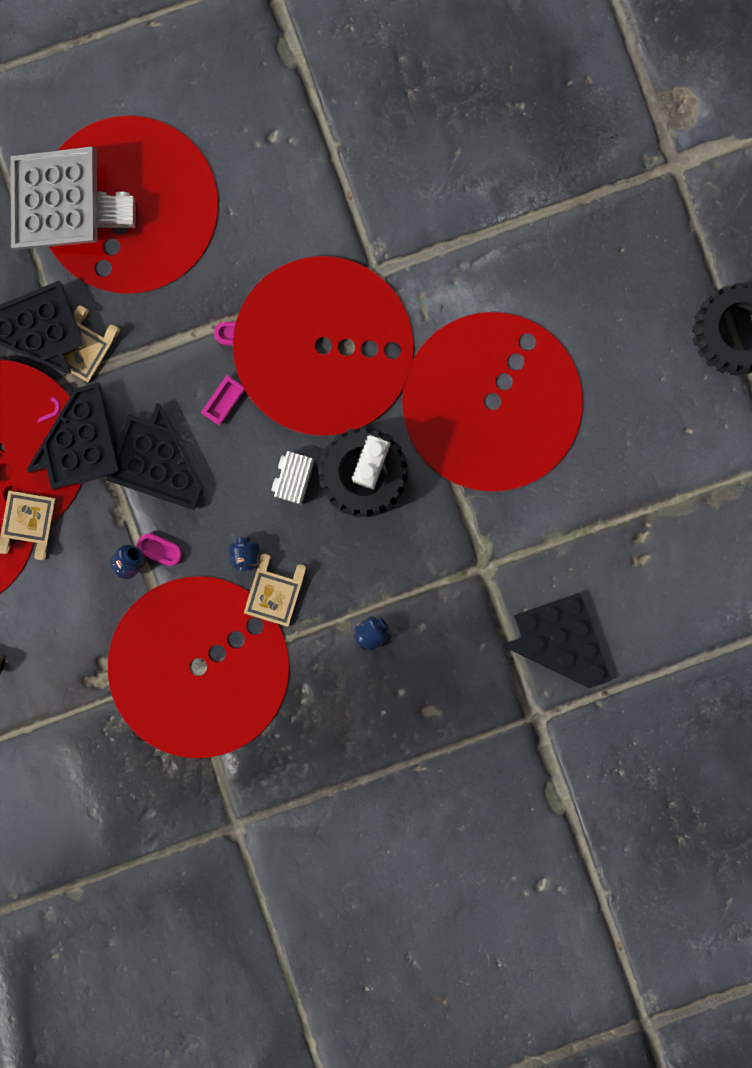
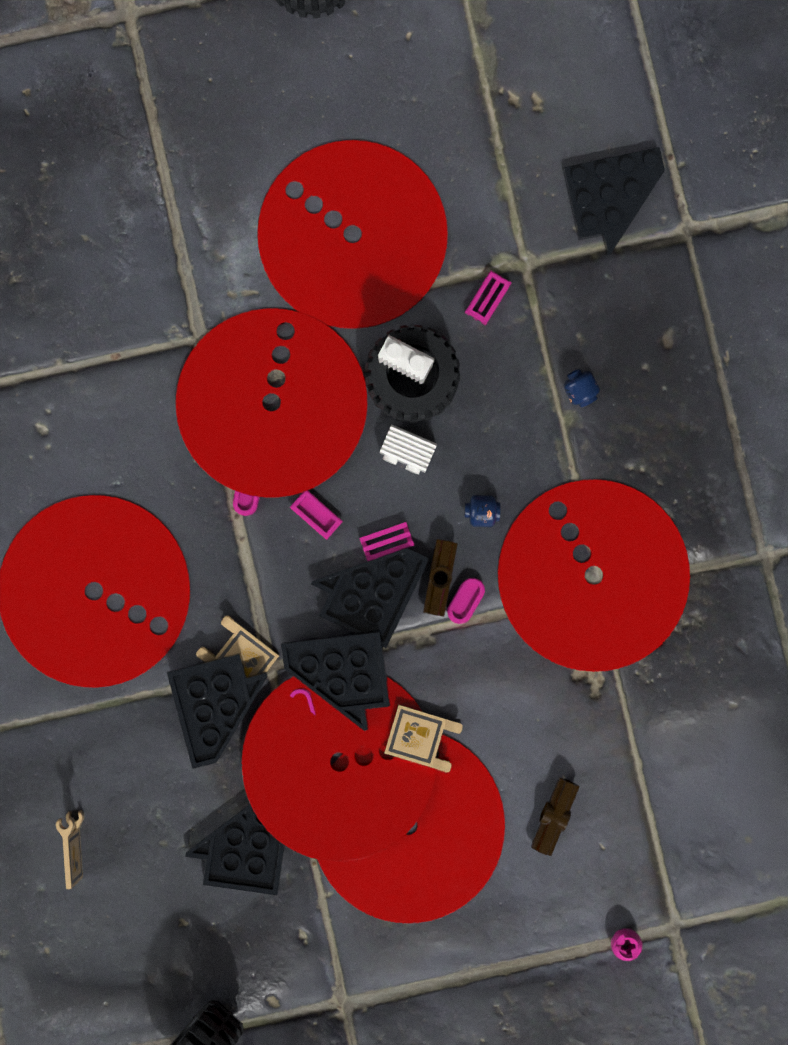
camera: 80 degrees left, 0 degrees up
(54, 198) = (77, 667): light grey plate -> none
(116, 210) = (98, 608): white brick -> none
(127, 561) = (476, 634): dark blue head -> none
(161, 522) = (443, 561): none -> dark brown piece
(204, 447) = (406, 534): none -> dark pink tile
(274, 595) = (528, 485): tan flag -> none
(465, 544) = (477, 315): none -> dark pink tile

